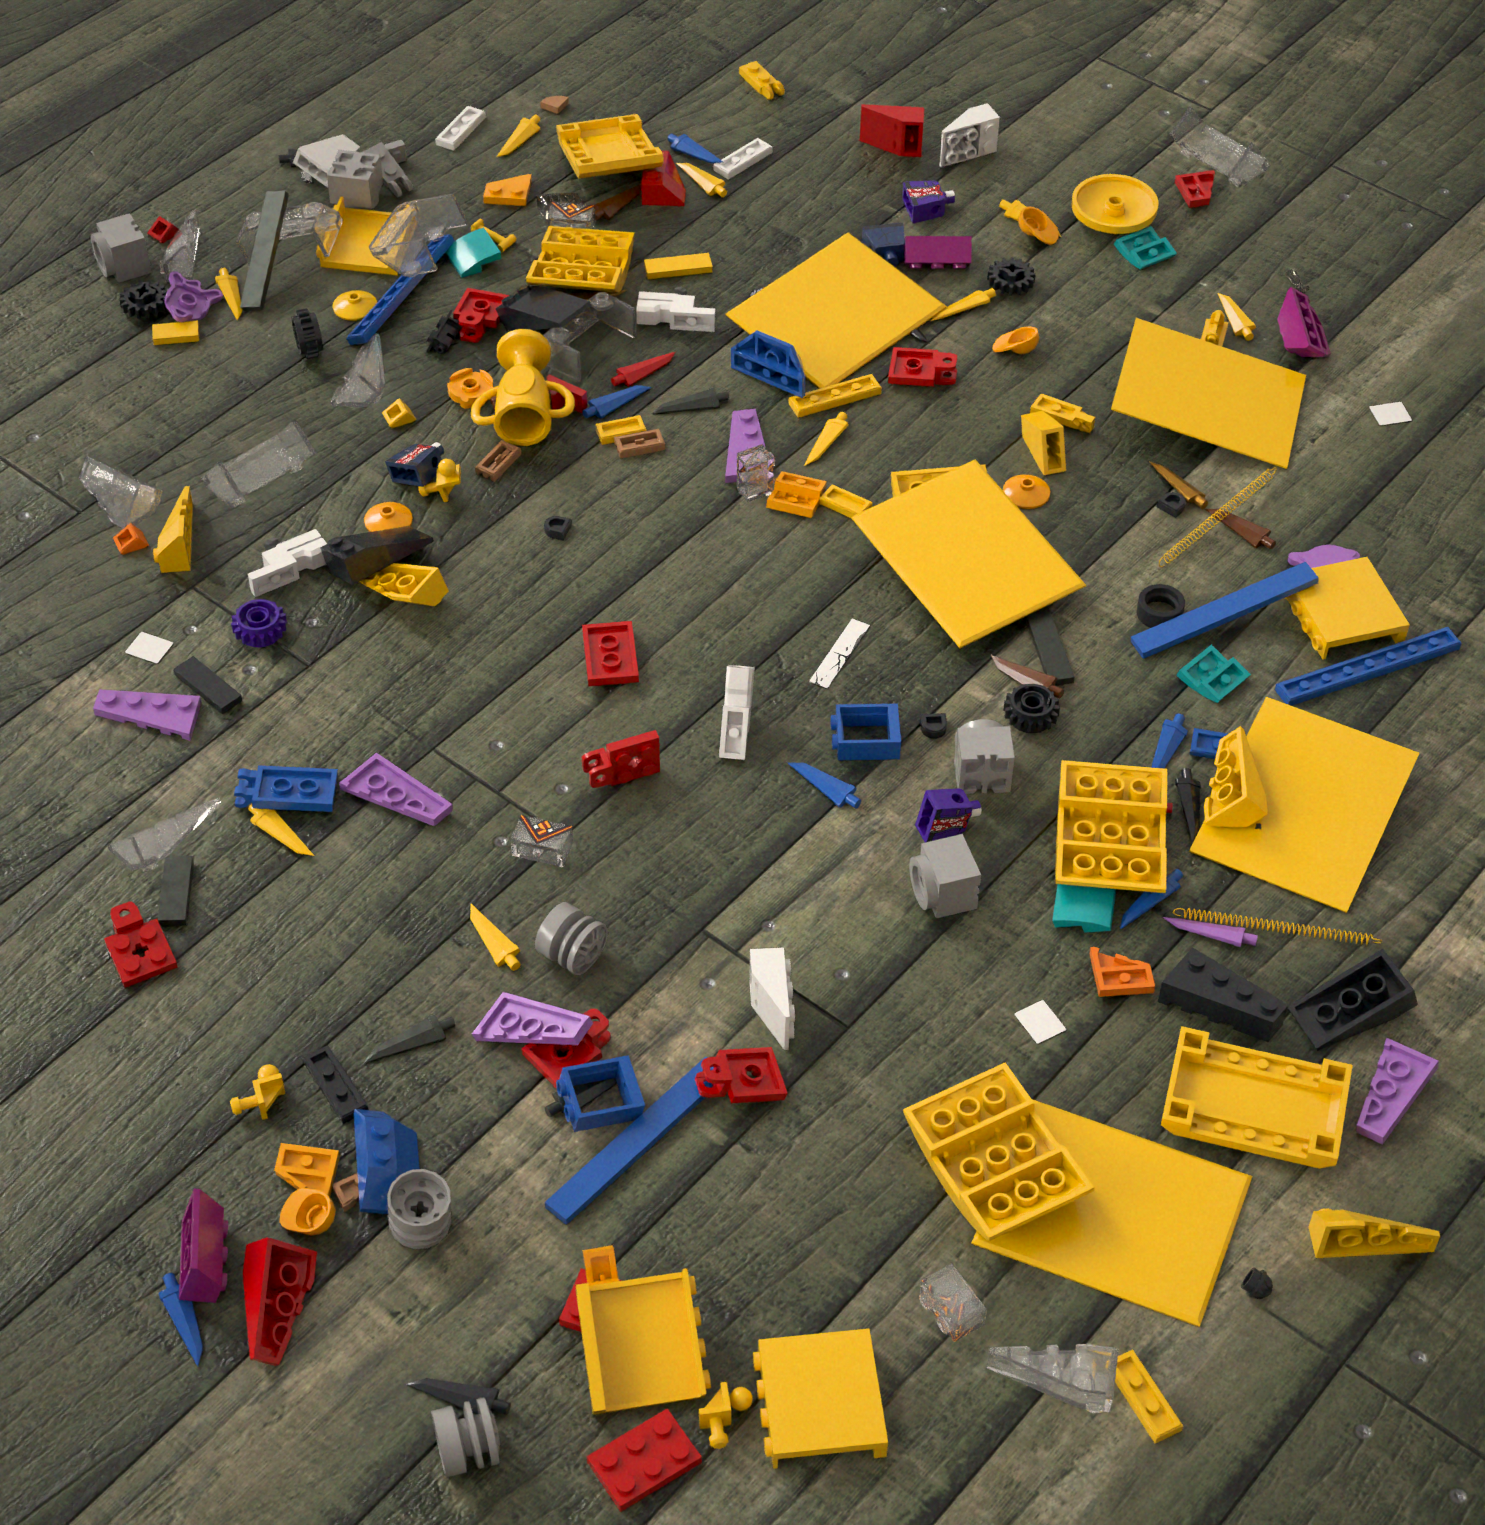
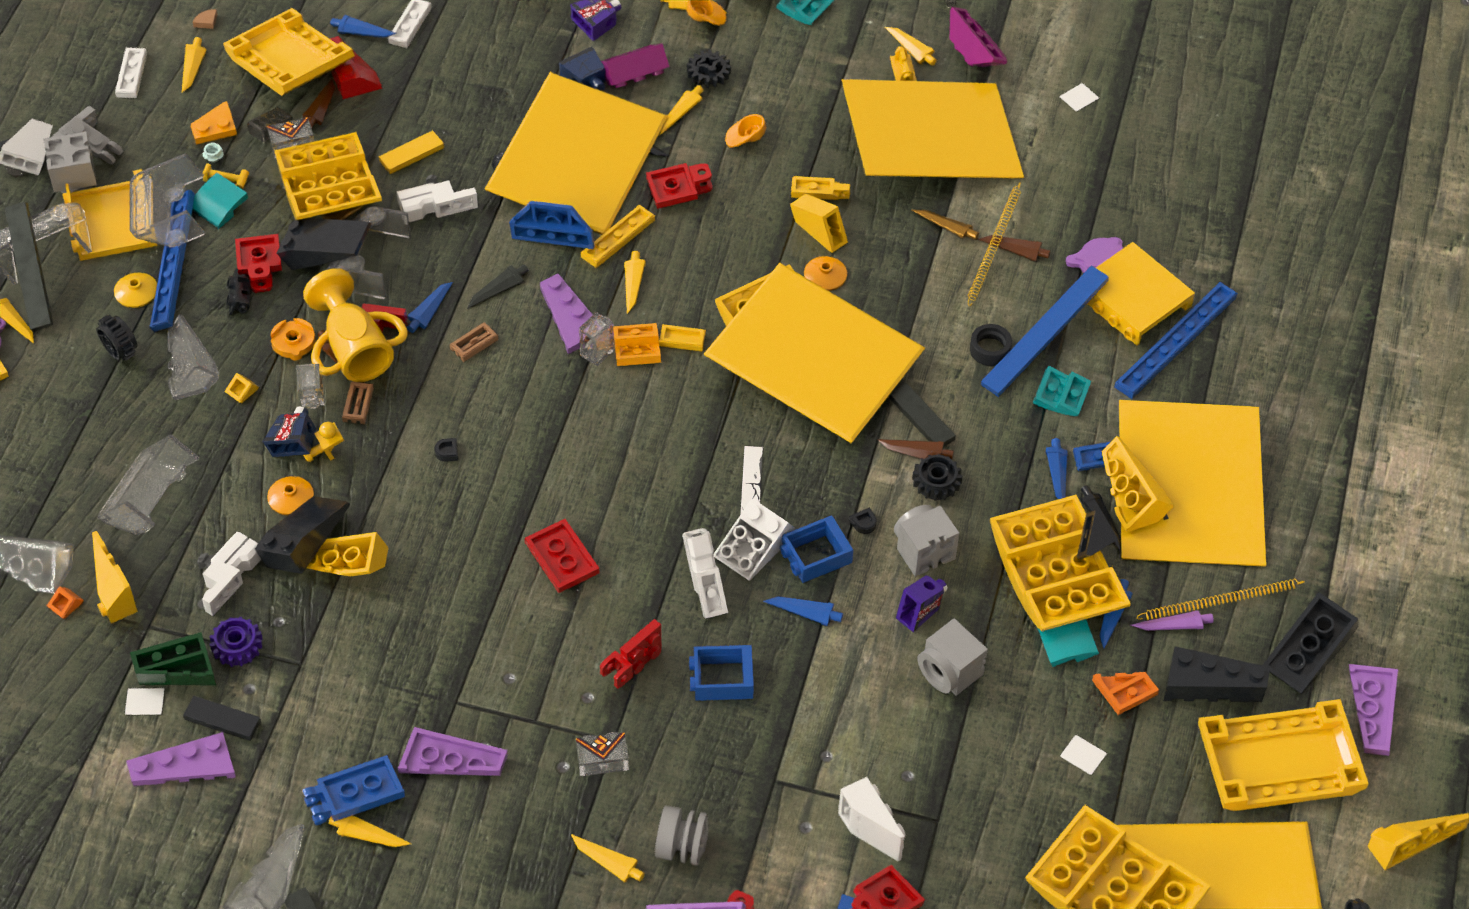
camera: 25 degrees left, 5 degrees up
(191, 620) = (174, 663): none -> dark green wedge
(457, 427) = (310, 385): none -> clear brick
(492, 212) = (213, 152): none -> light aqua plate
(608, 430) = (448, 333): yellow tile -> none
(633, 373) = (431, 273): red bar -> none
(706, 181) = (388, 56): yellow bar -> none
(711, 793) = (722, 655): none -> blue window
(806, 701) = (752, 540): none -> white slope
(1163, 813) = (1094, 535): none -> black slope
(1172, 503) = (950, 244): black tile -> none

